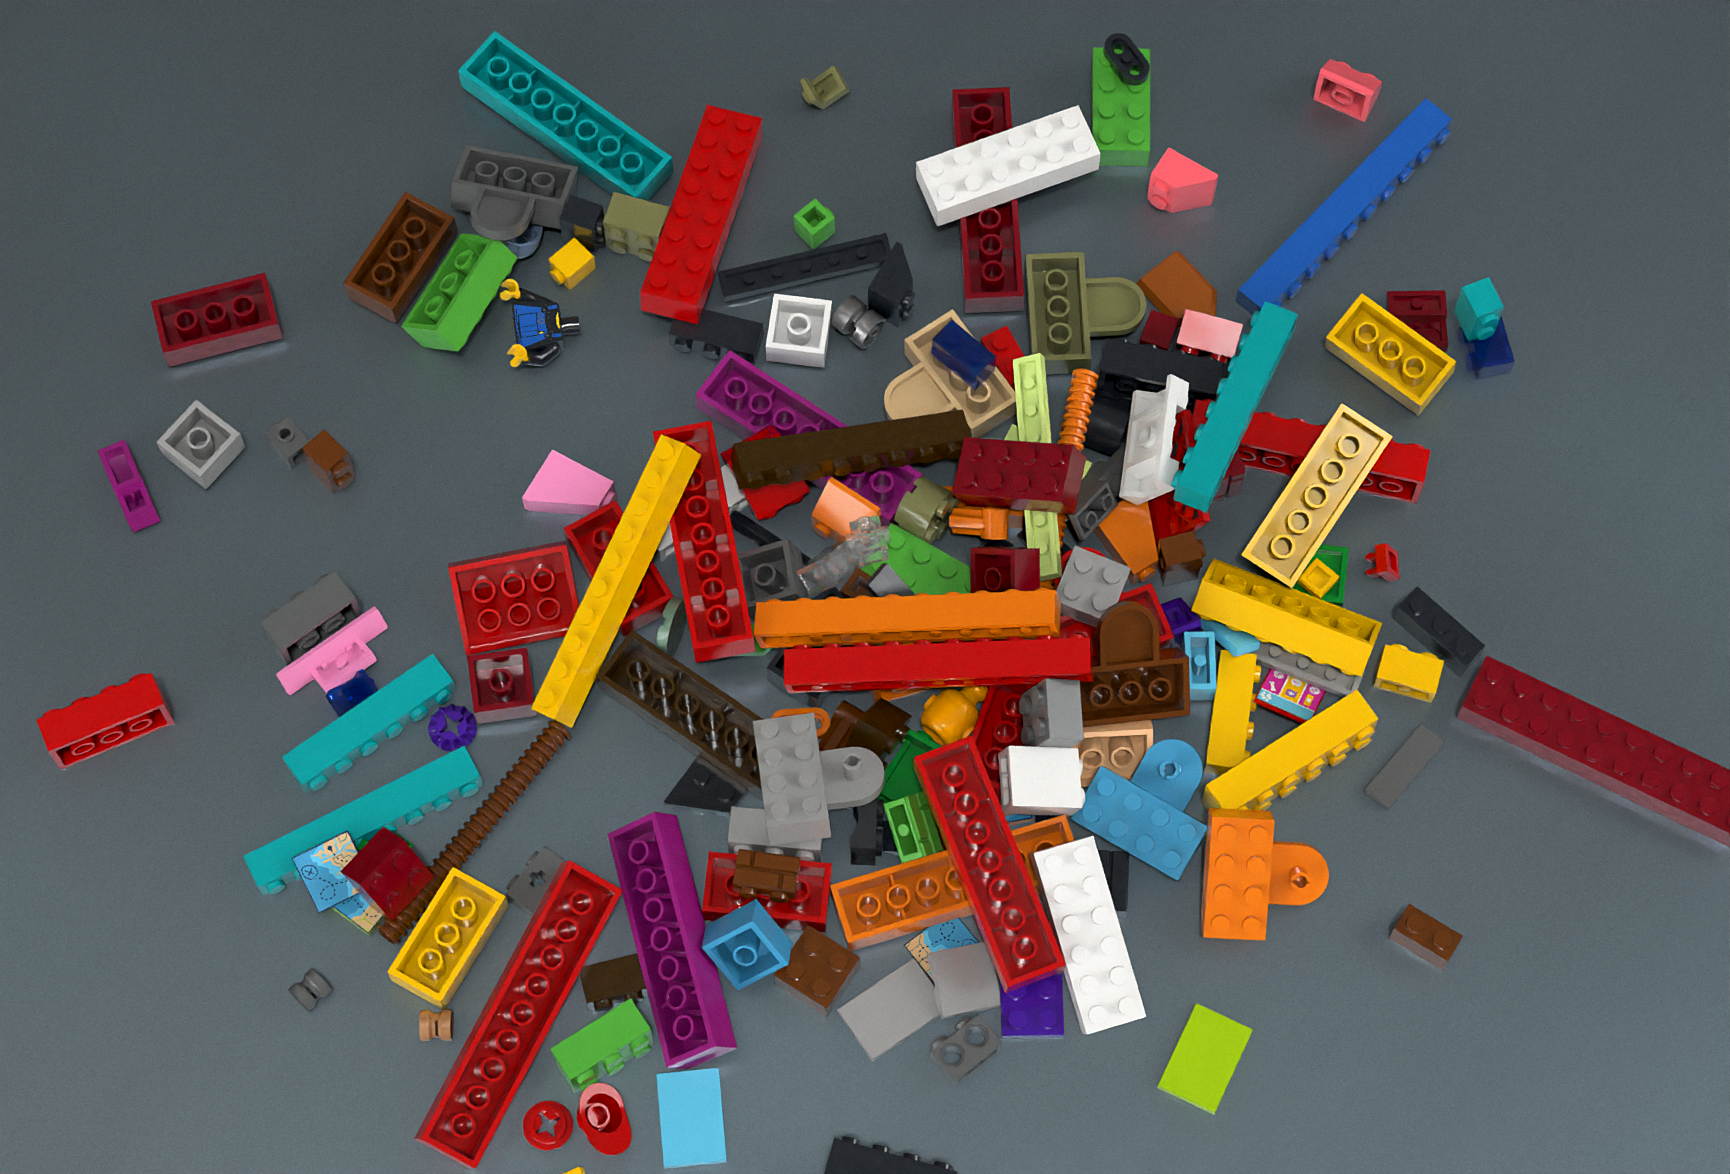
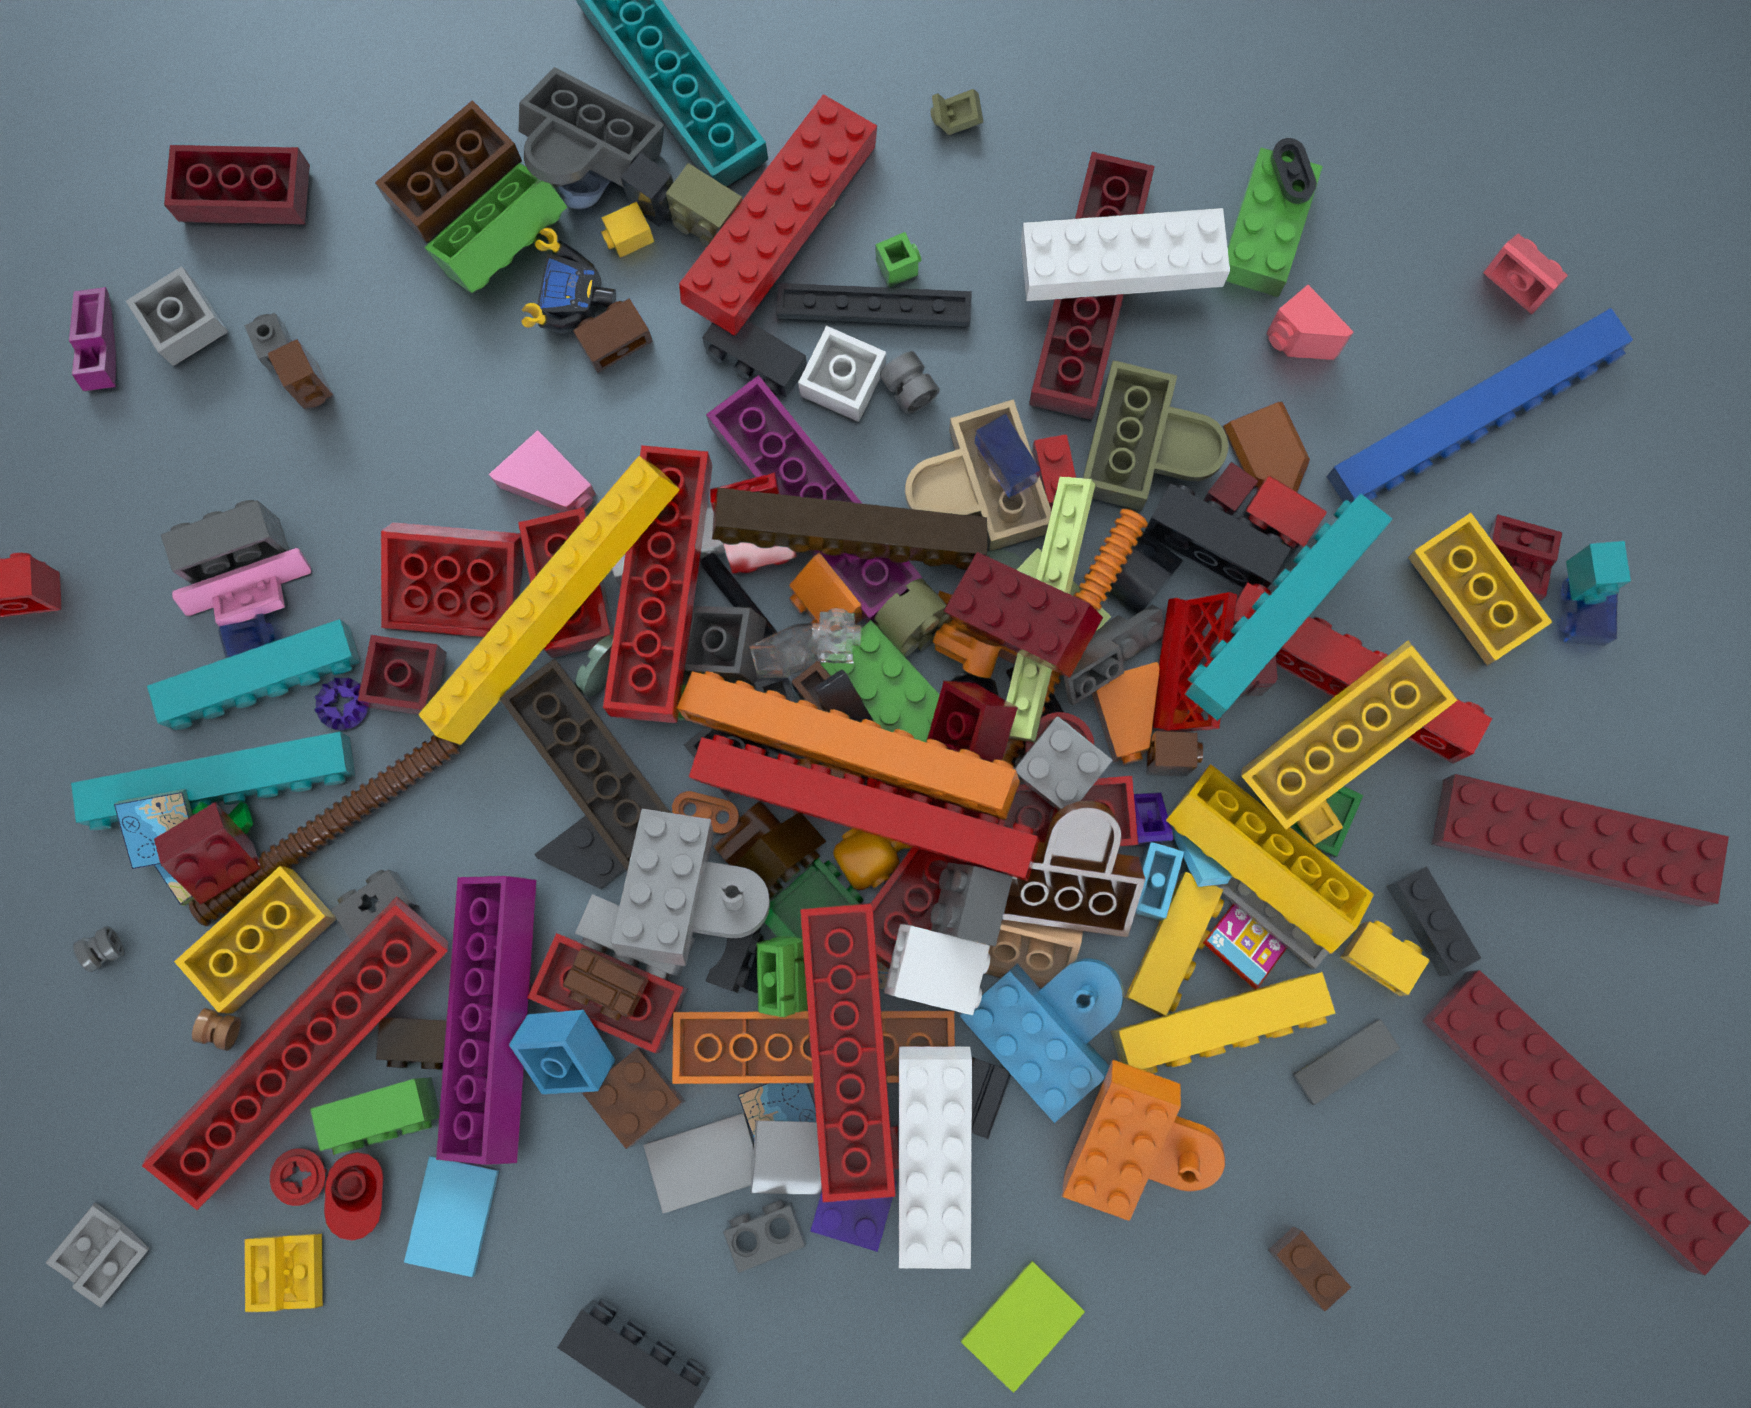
camera: 20 degrees right, 10 degrees up
(588, 354) = (612, 335): none -> reddish brown brick
(892, 288) = (955, 356): black slope -> none
(1147, 459) = (1170, 639): white piece -> none
(1386, 563) = (1399, 825): red tile -> none
(1537, 532) = (1580, 840): none -> dark red brick

